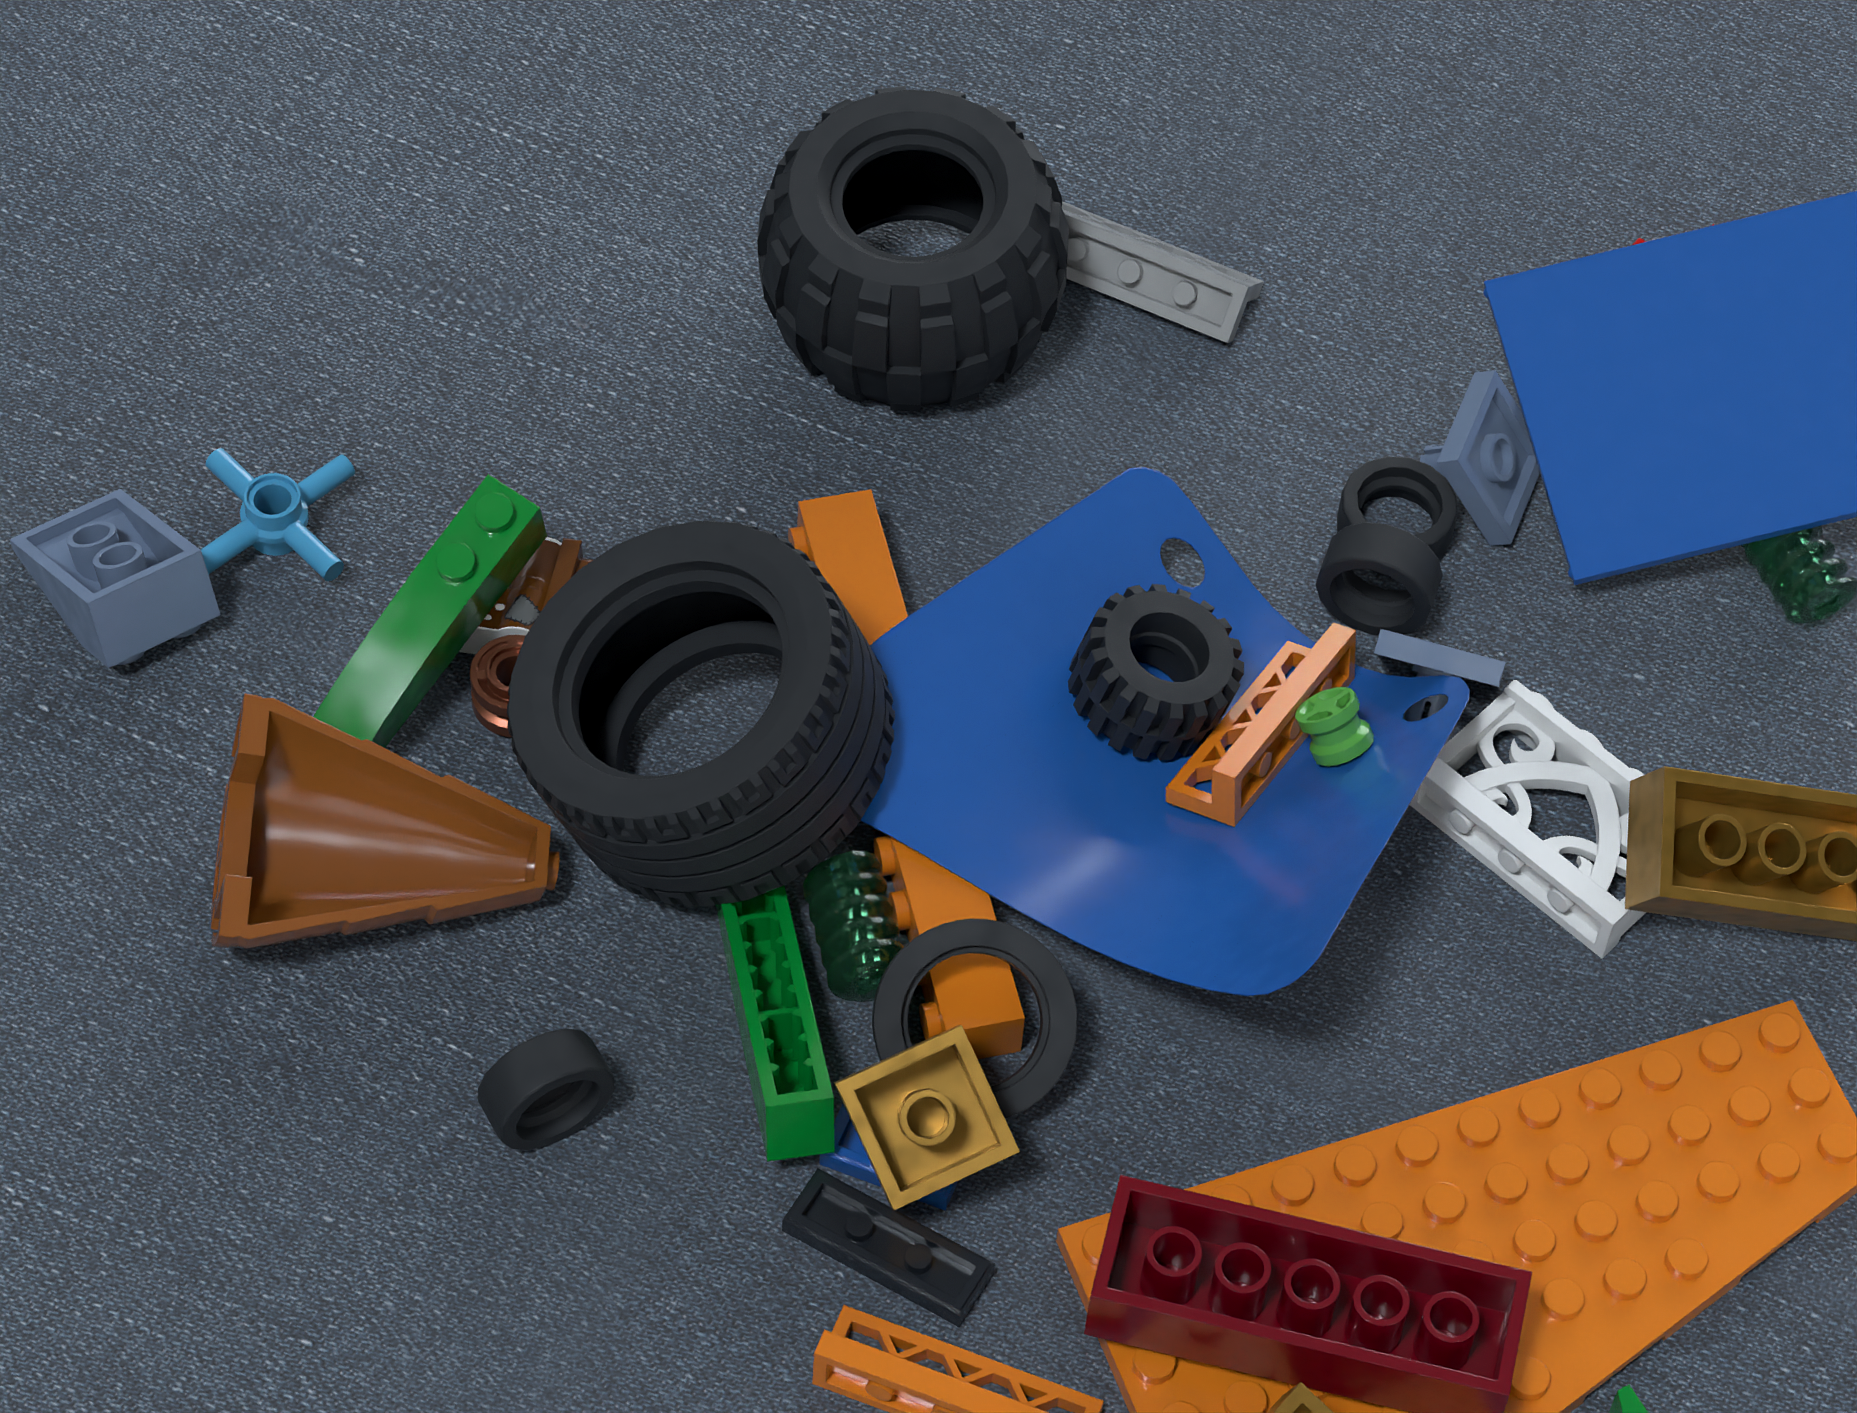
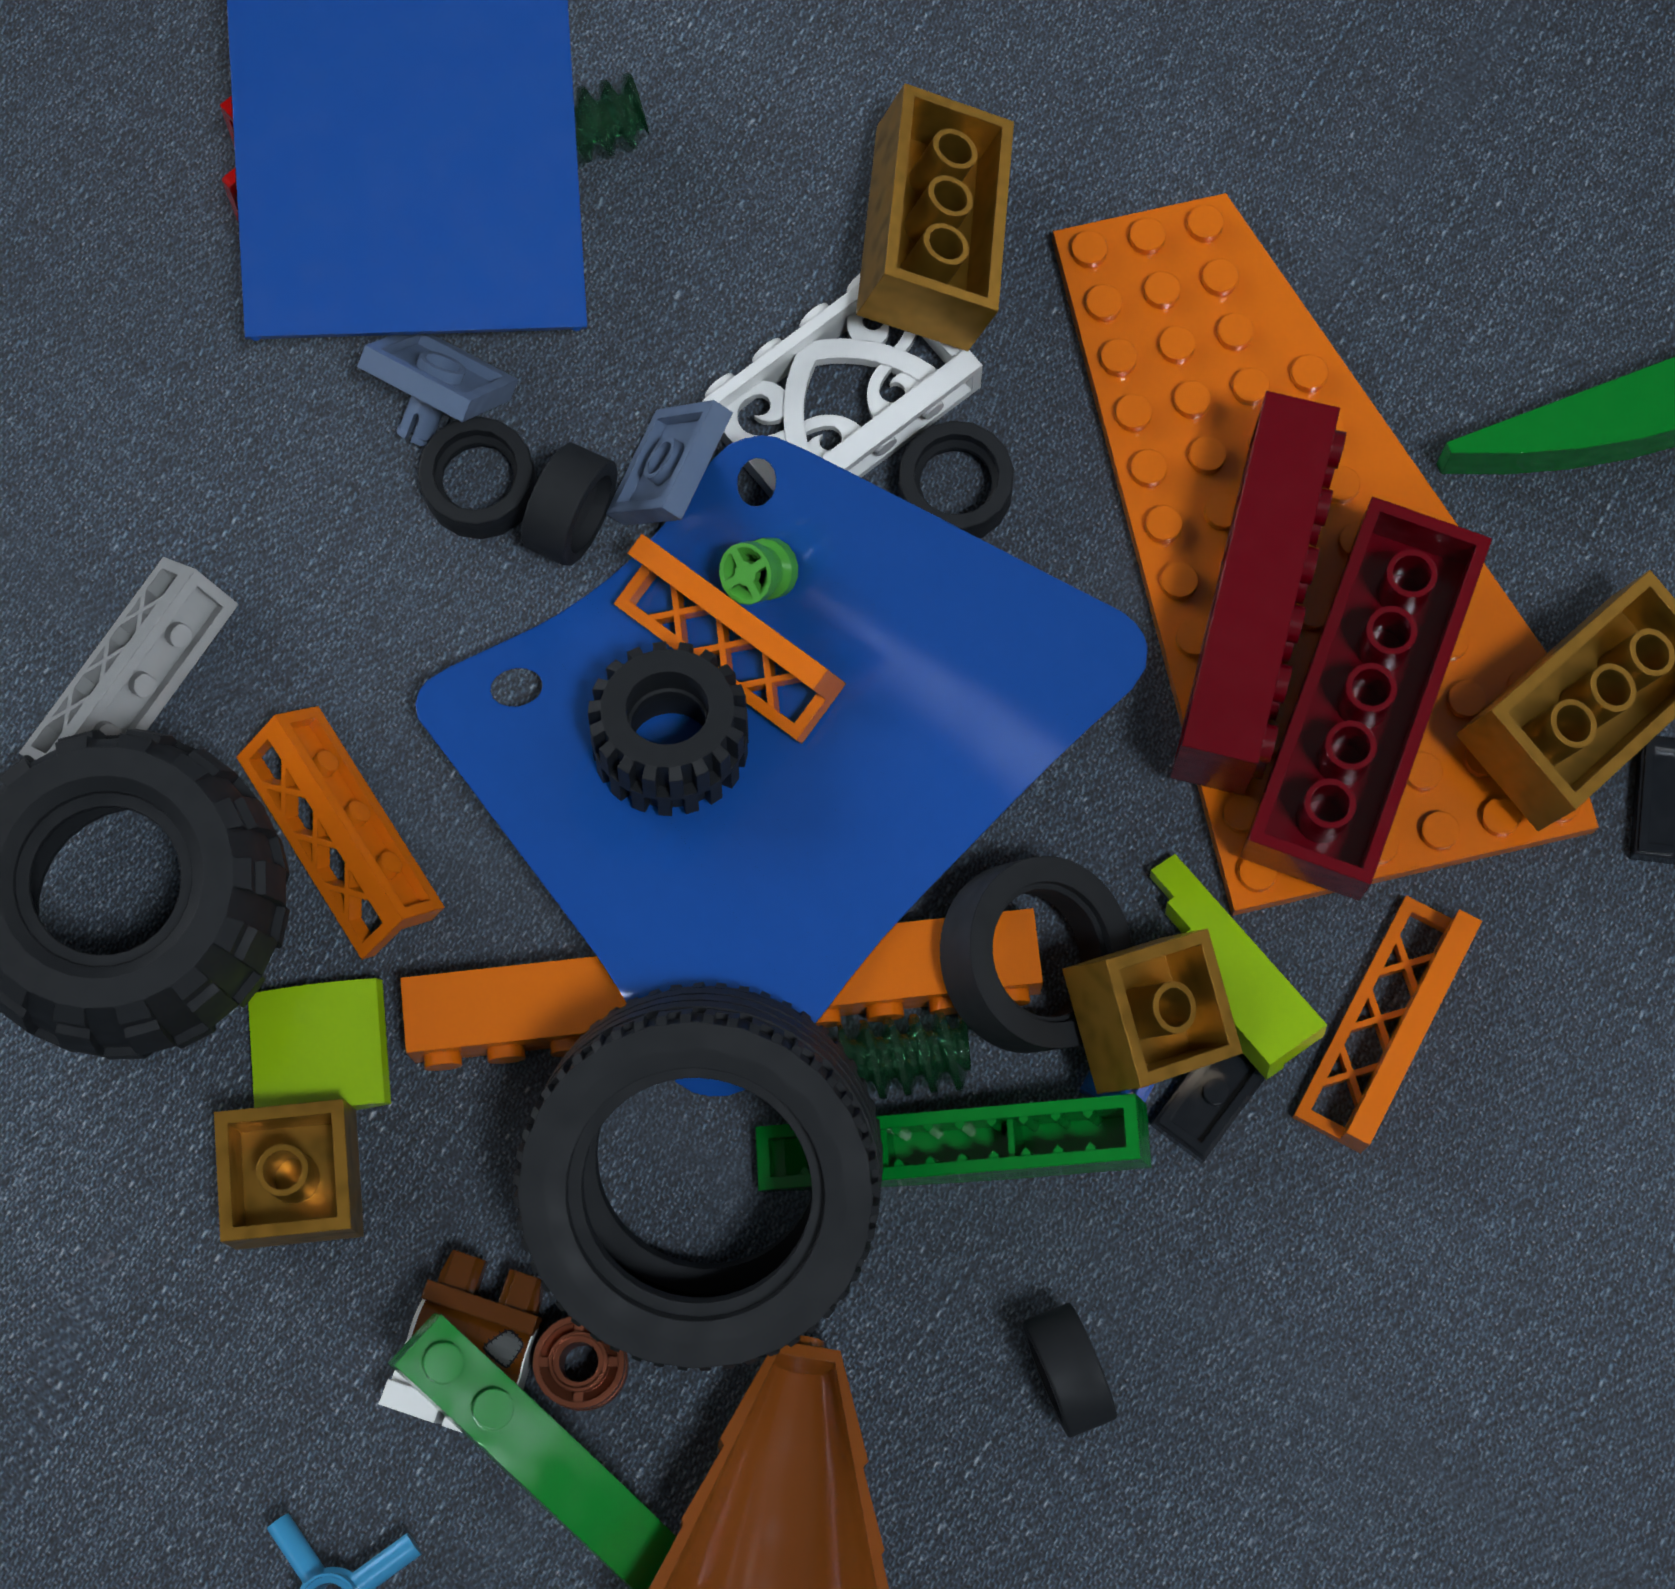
camera: 75 degrees left, 20 degrees up
(670, 429) = (288, 1174): none -> pearl gold brick
(796, 450) = (320, 1044): none -> lime slope
(985, 1224) = (1266, 1008): none -> lime piece
(1018, 445) = (343, 819): none -> orange fence
(1414, 1175) = (1253, 608): none -> dark red brick
(1497, 890) = (967, 438): none -> black tyre

